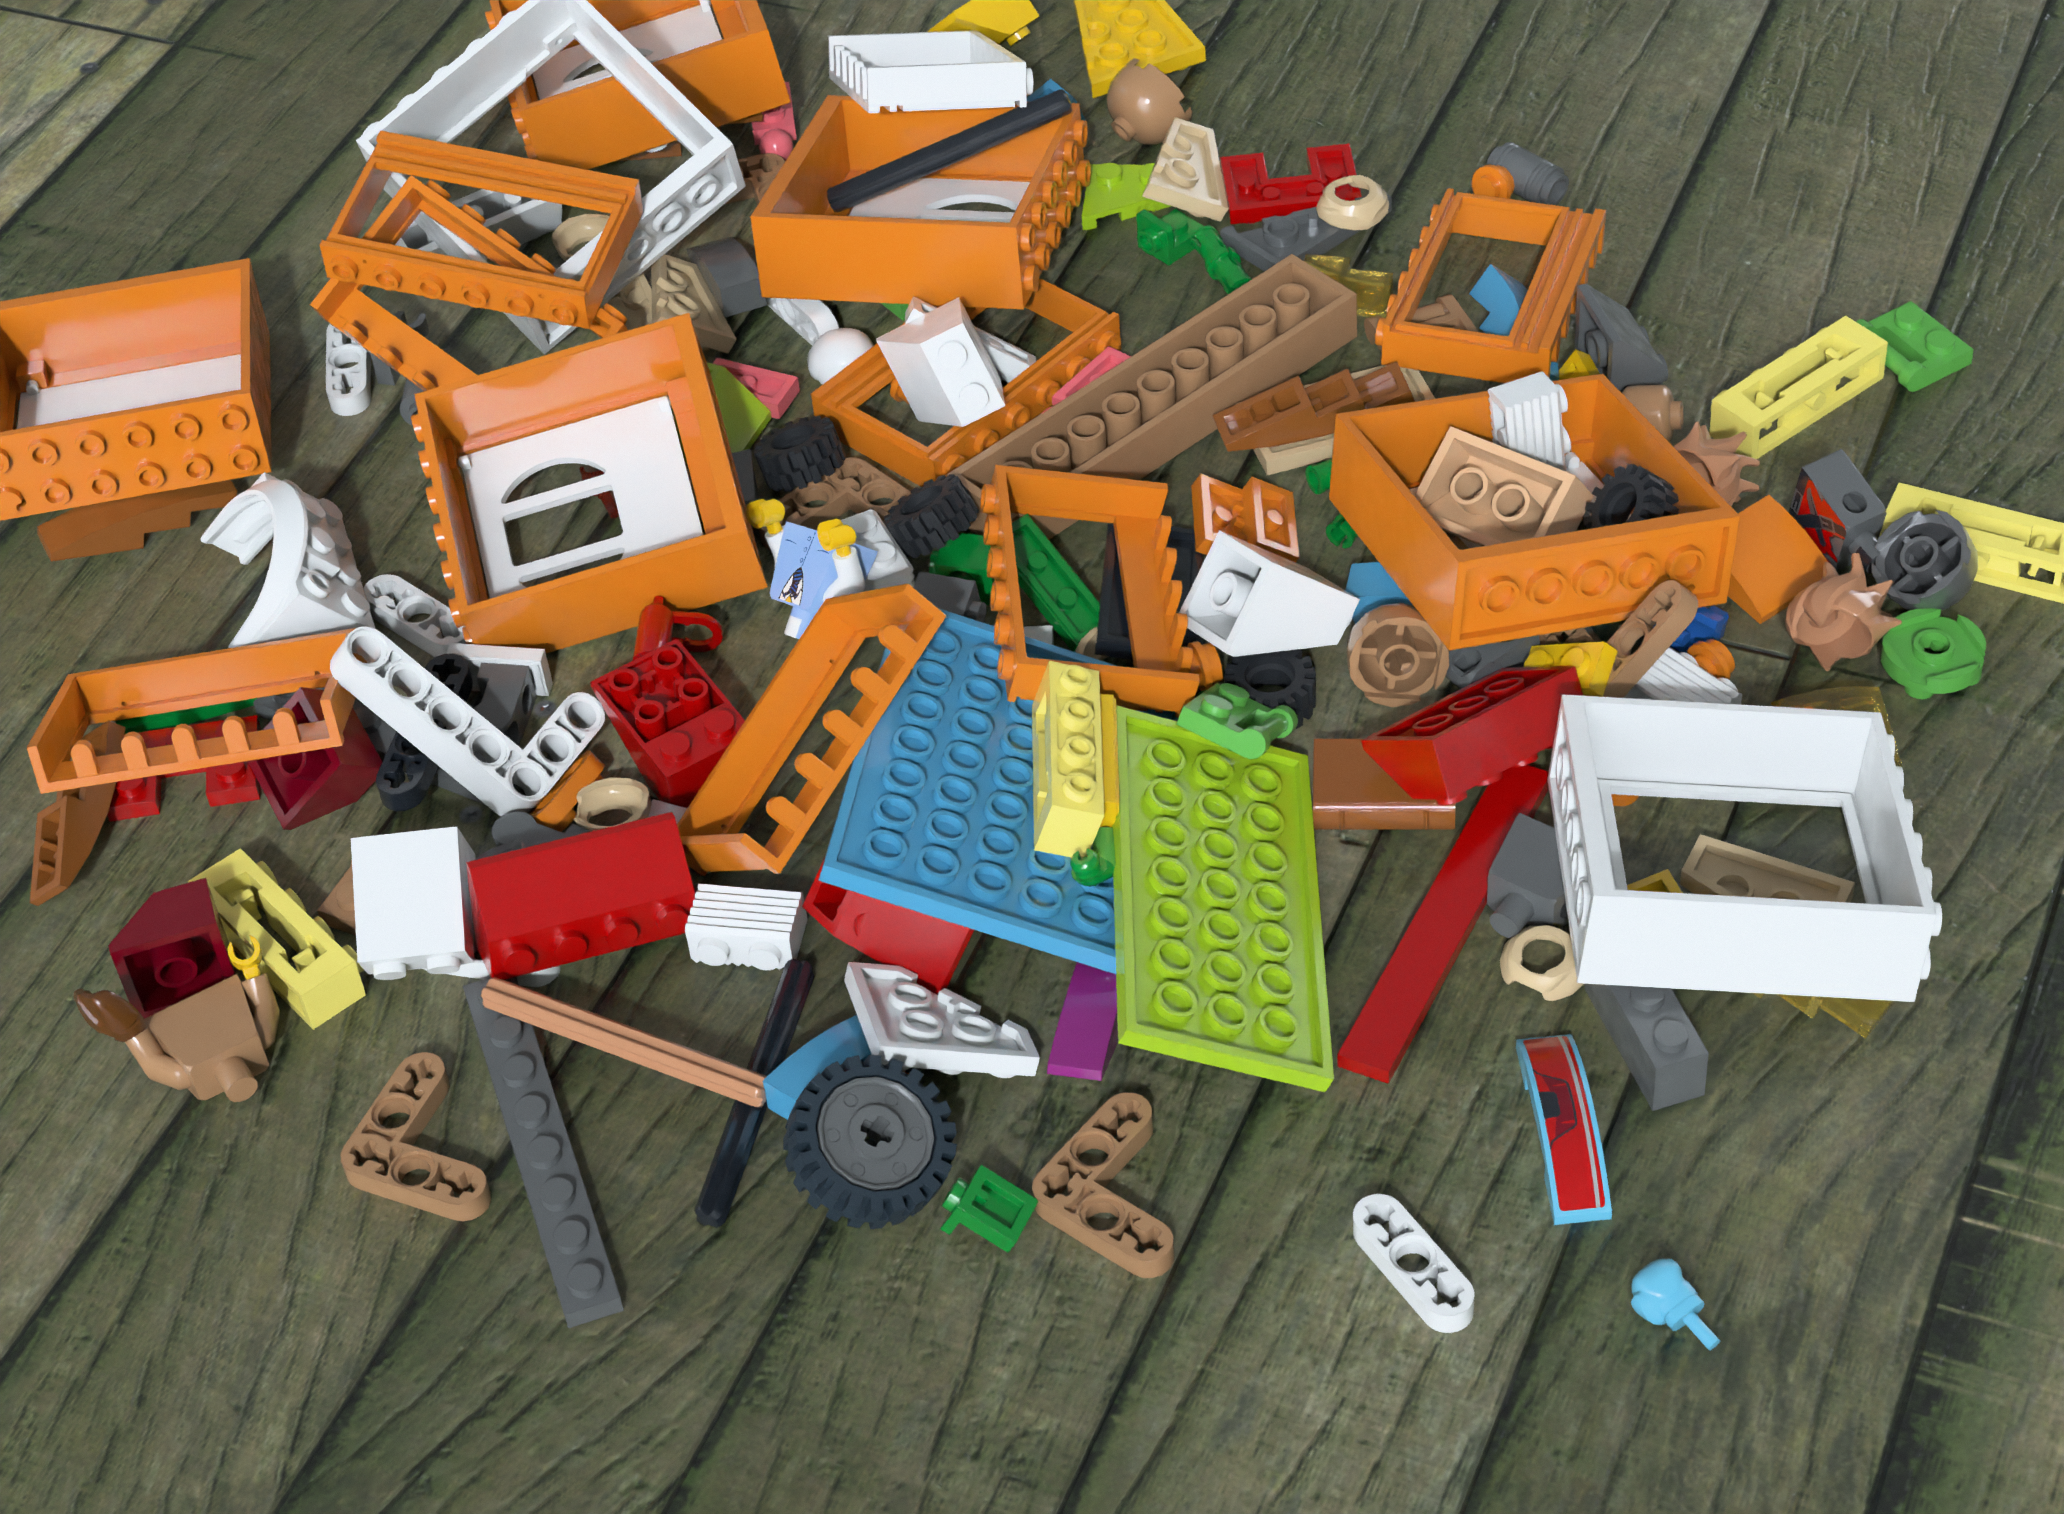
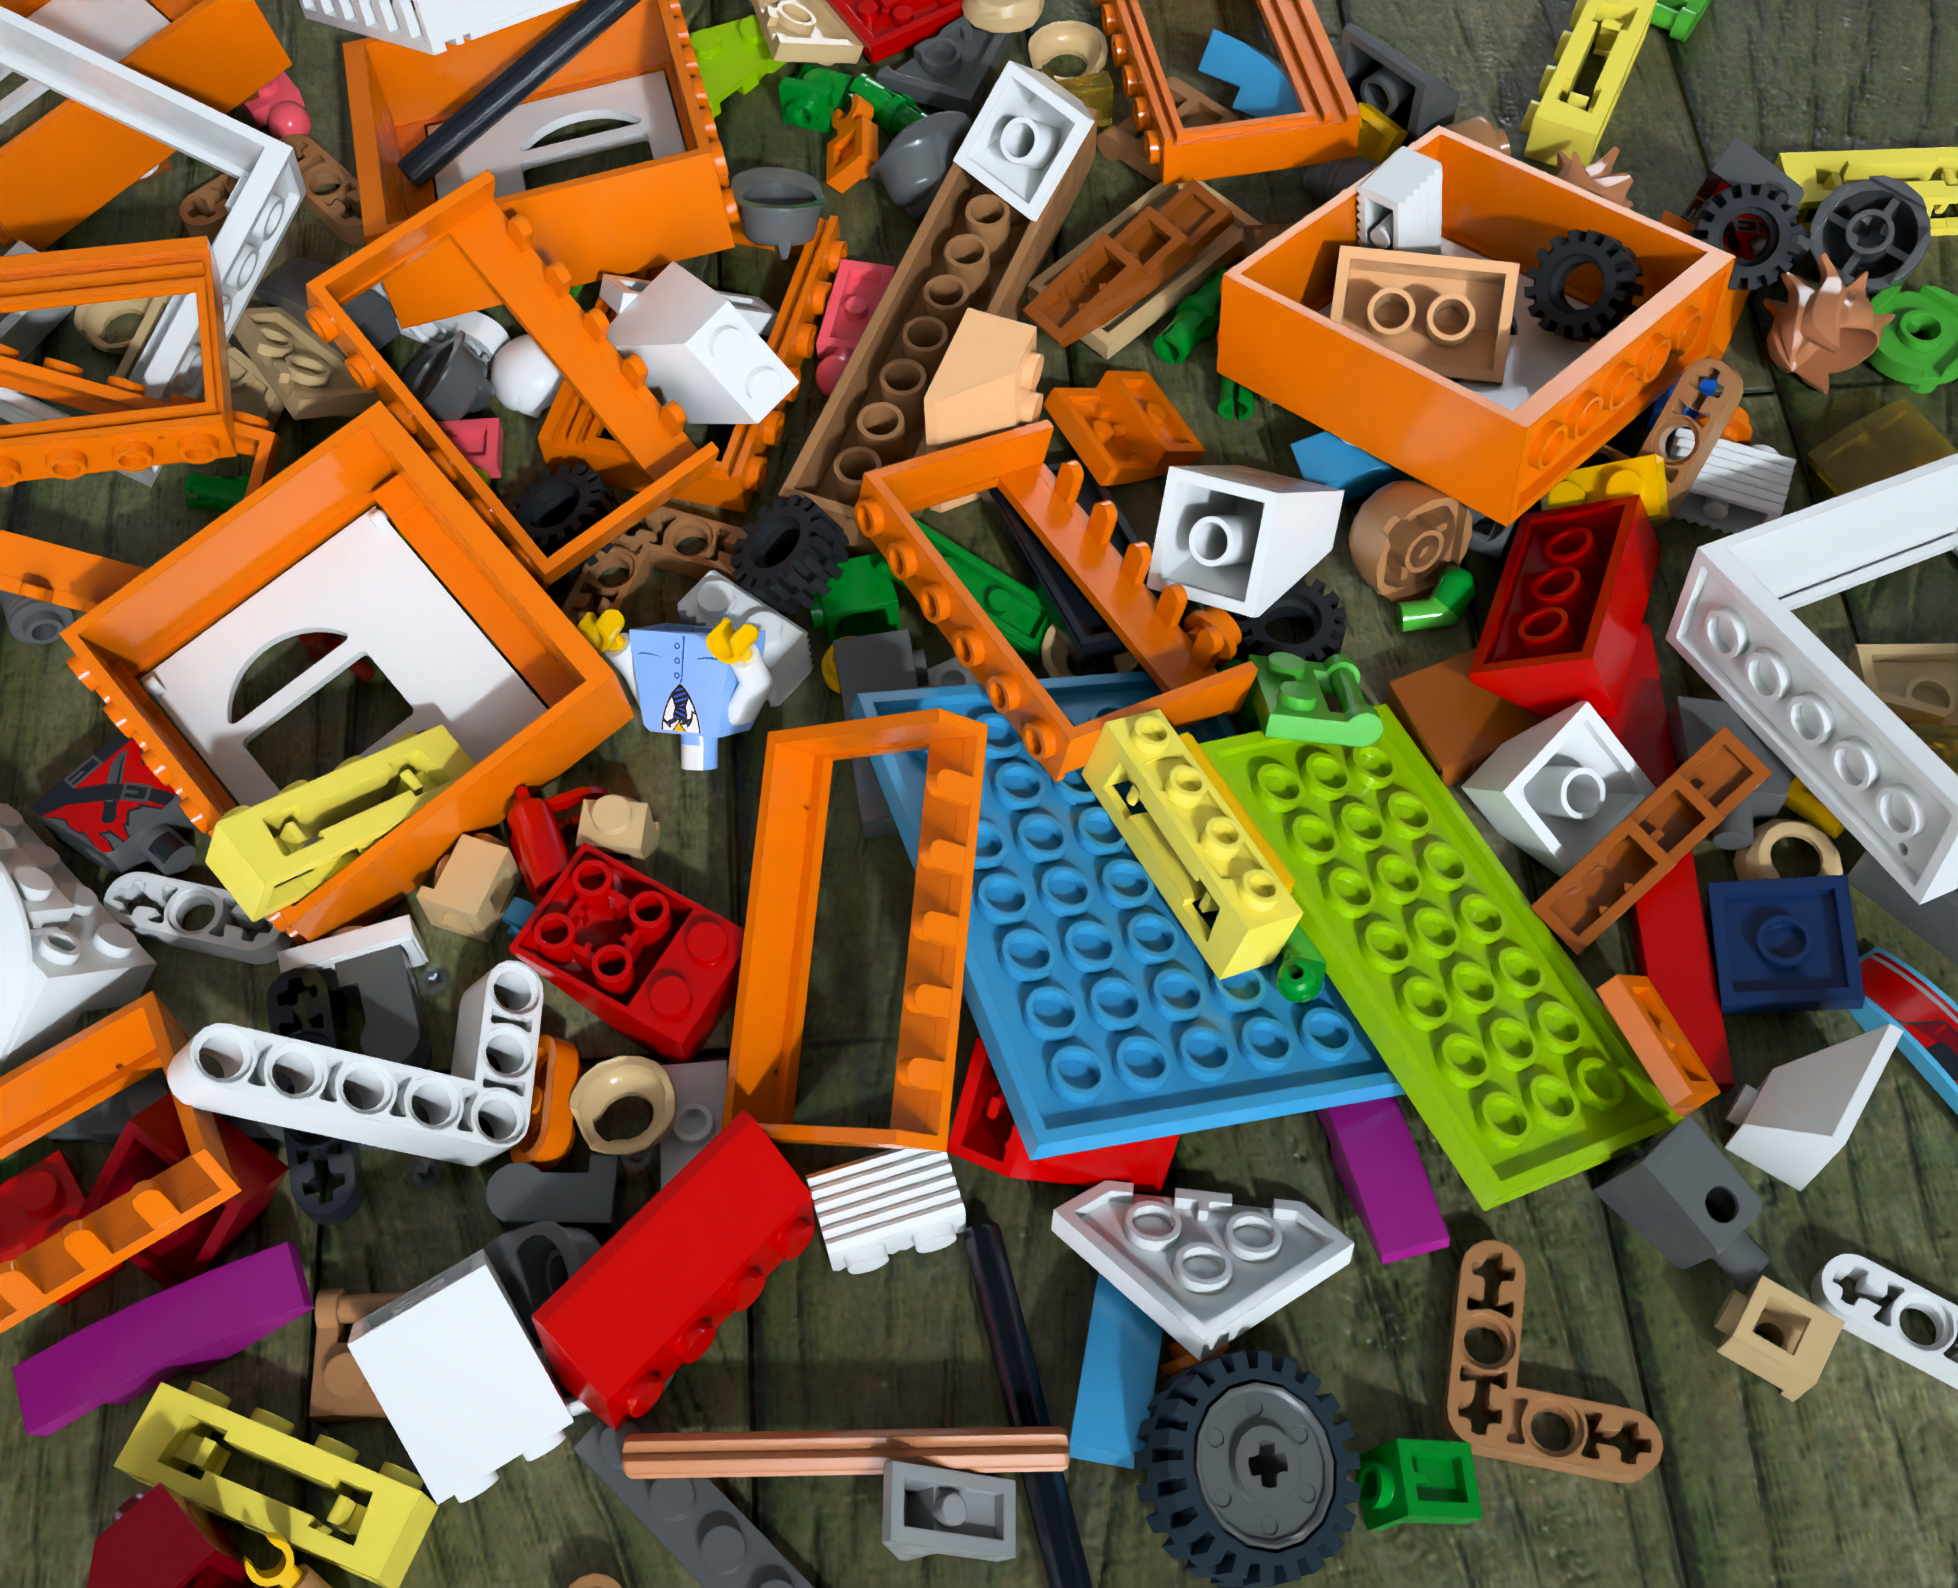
camera: 30 degrees left, 15 degrees up
(266, 832) = (160, 1336): none -> magenta slope
(401, 537) = (119, 813): none -> torso
(513, 557) = (265, 842): none -> light yellow brick
(596, 651) = (472, 887): none -> tan brick
(658, 1092) = (947, 1513): none -> light grey slope
(717, 650) = (621, 827): none -> tan brick
(775, 346) = (449, 380): none -> dark grey piece
(854, 321) = (557, 324): none -> orange window
(1070, 291) = (778, 206): none -> dark grey piece
(1123, 438) = (983, 385): none -> light nougat slope
(1169, 279) = (854, 147): none -> orange plate
(1203, 284) = (920, 160): none -> dark grey piece
(1274, 289) = (1025, 138): none -> white slope
(1287, 1111) = (1688, 1202): none -> dark grey torso
(1299, 1222) = (1798, 1327): none -> tan brick
(1335, 1013) = (1658, 1042): none -> orange panel
(1384, 246) = (1069, 38): none -> tan piece
(1389, 712) = (1444, 605): none -> arm
(1393, 847) = (1559, 787): none -> white slope
(1429, 895) = (1651, 840): none -> dark orange slope
(1429, 1096) = (1809, 1107): none -> white slope
(1488, 999) = (1784, 945): none -> dark blue plate
(1780, 508) = (1777, 218): none -> black tyre

